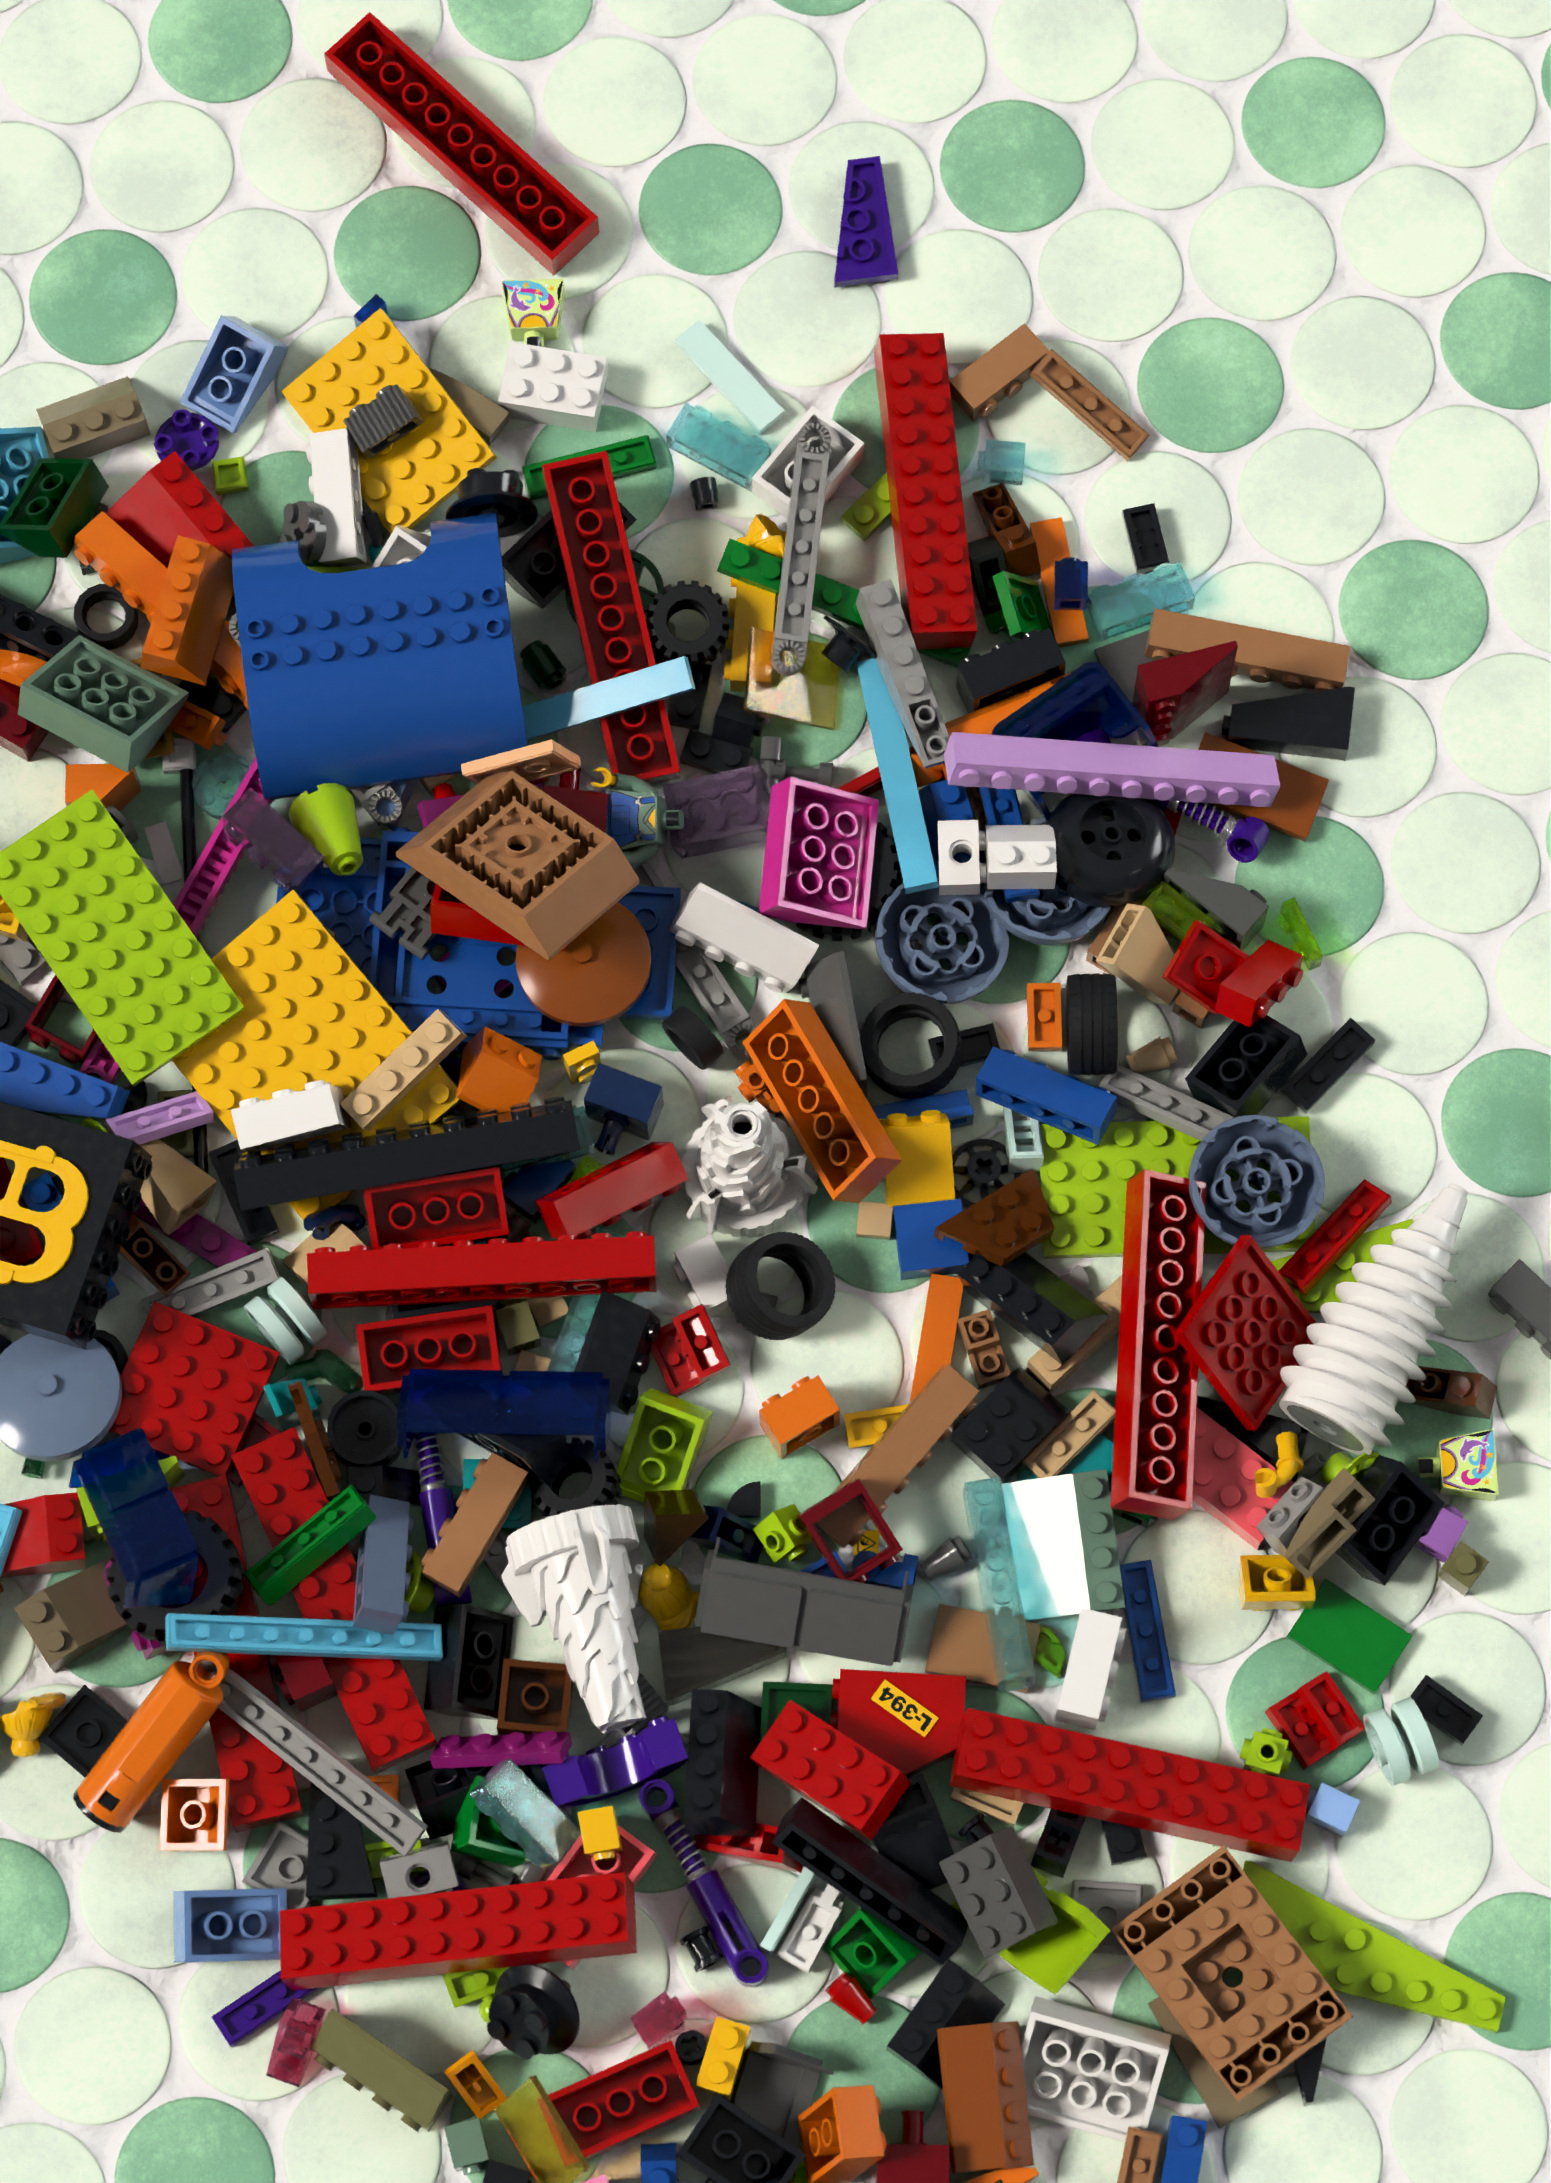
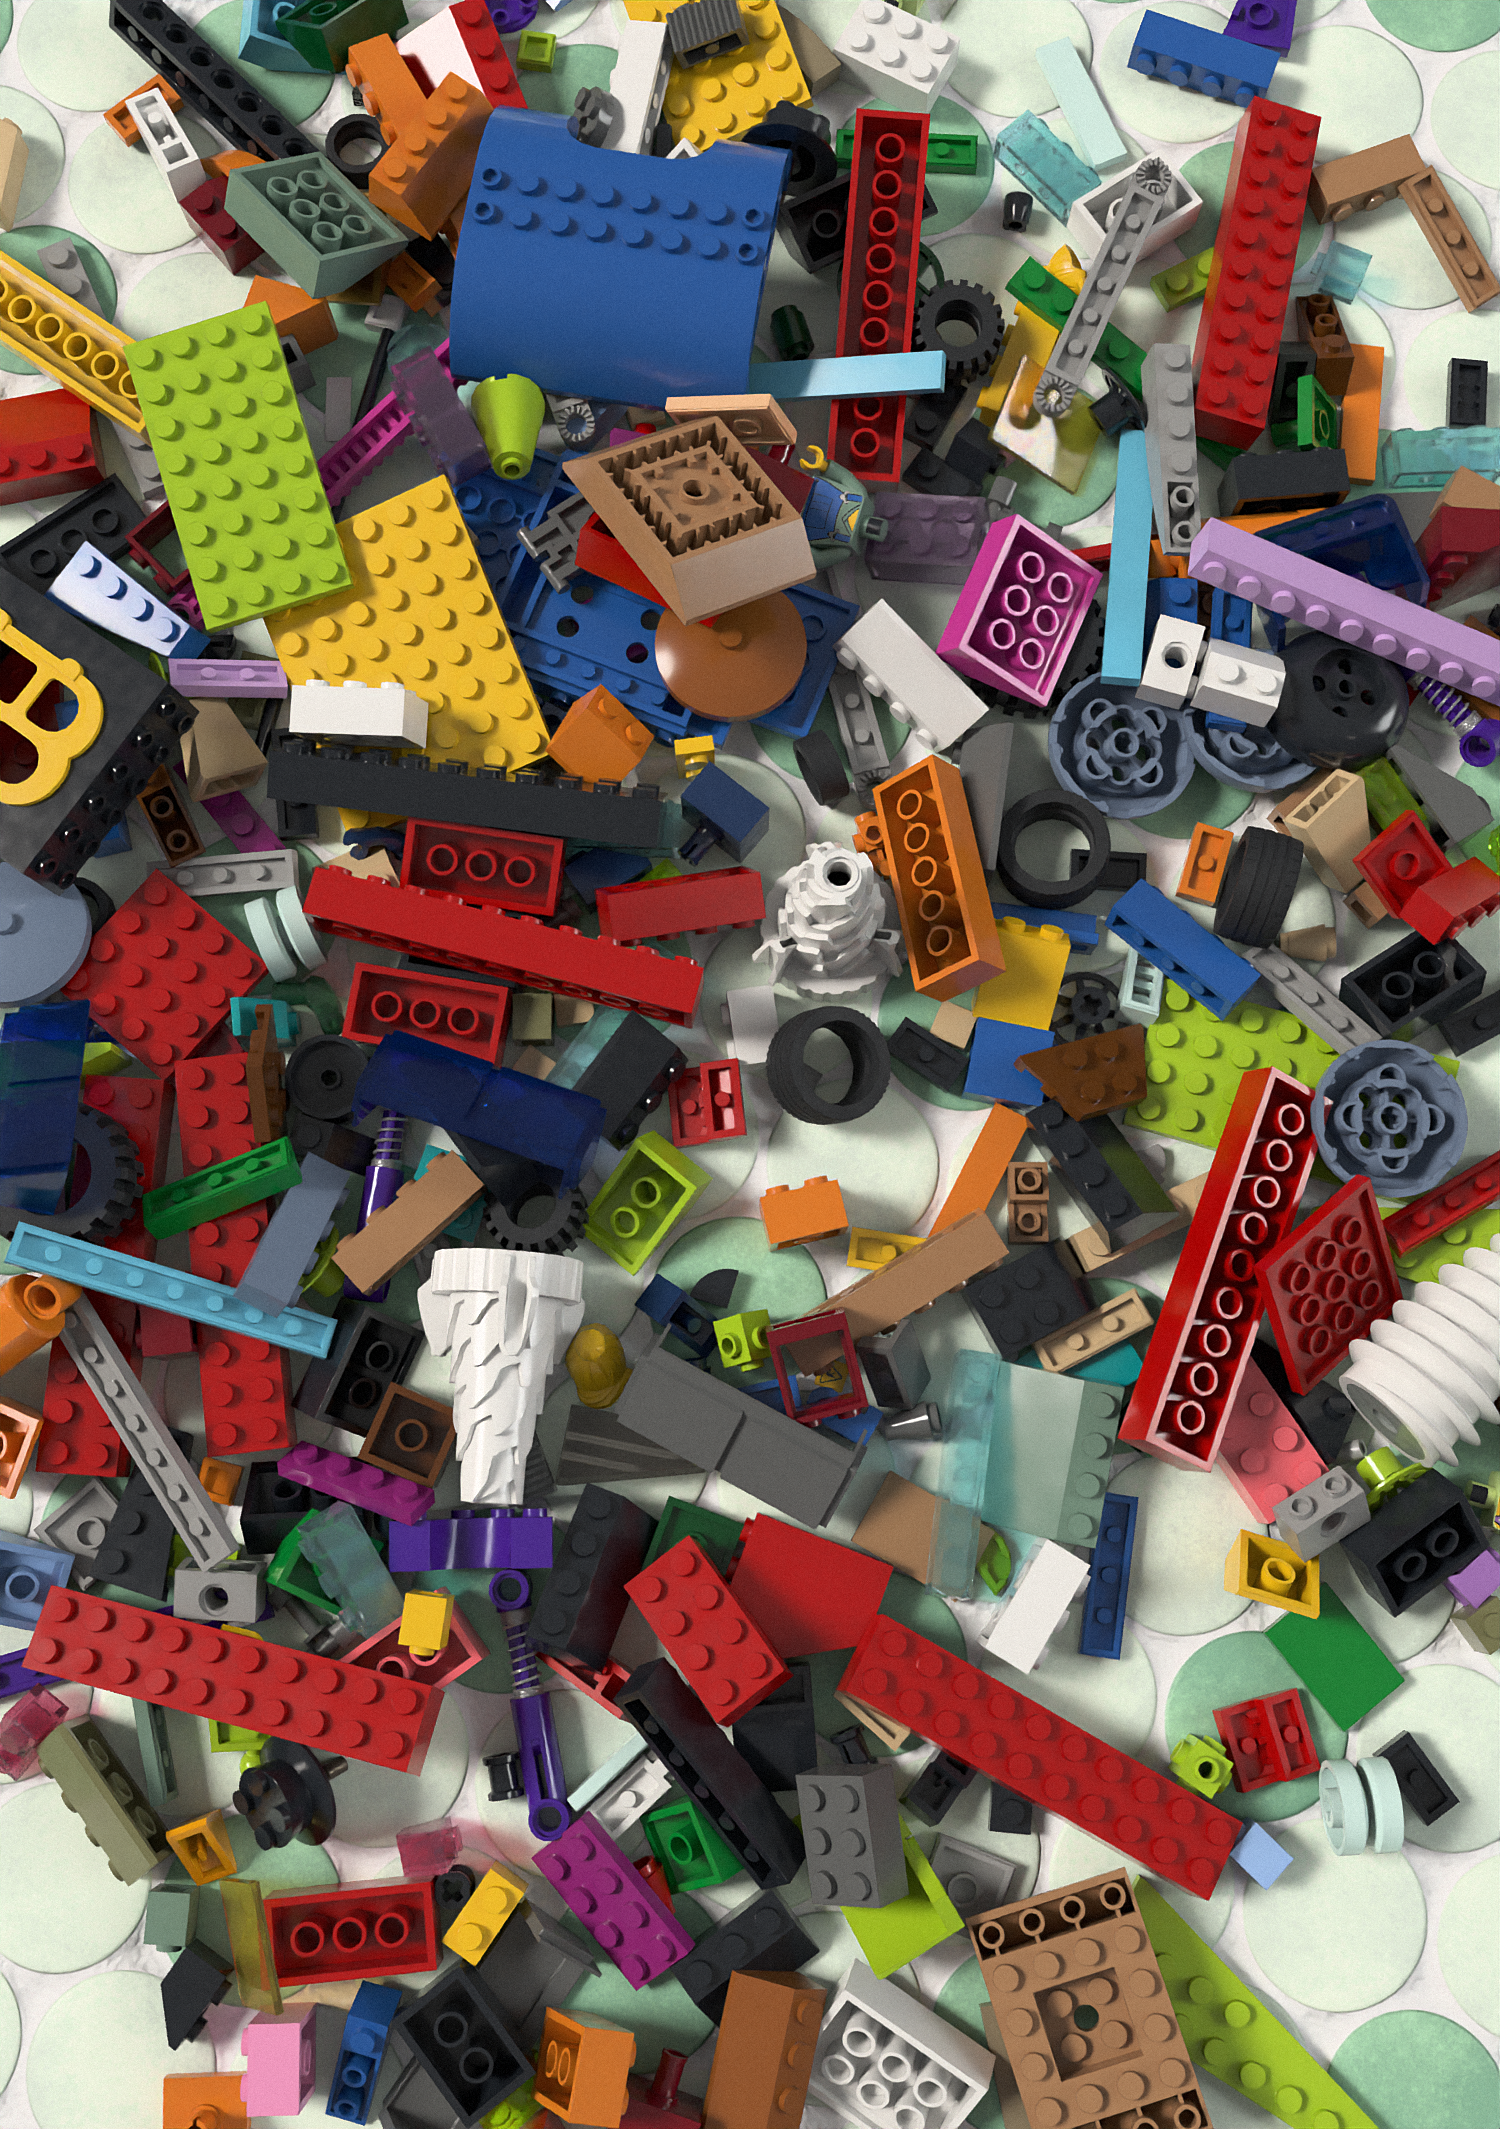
camera: 15 degrees right, 5 degrees up
(403, 1070) = (495, 702): tan brick -> none
(407, 2020) = (155, 1752): none -> sand green tile
(671, 1520) = (626, 1286): dark brown slope -> none
(823, 2014) = (613, 1901): none -> magenta plate
(825, 307) = (1202, 59): none -> blue brick
(860, 1252) = (926, 1055): none -> black plate
(904, 1708) = (814, 1581): yellow sticker -> none
(916, 1516) = (895, 1367): none -> dark grey panel
(1070, 584) = (1375, 416): clear blue brick -> none
(1287, 1466) = (1327, 1450): yellow piece -> none
(1328, 1523) = (1358, 1534): dark tan slope -> none

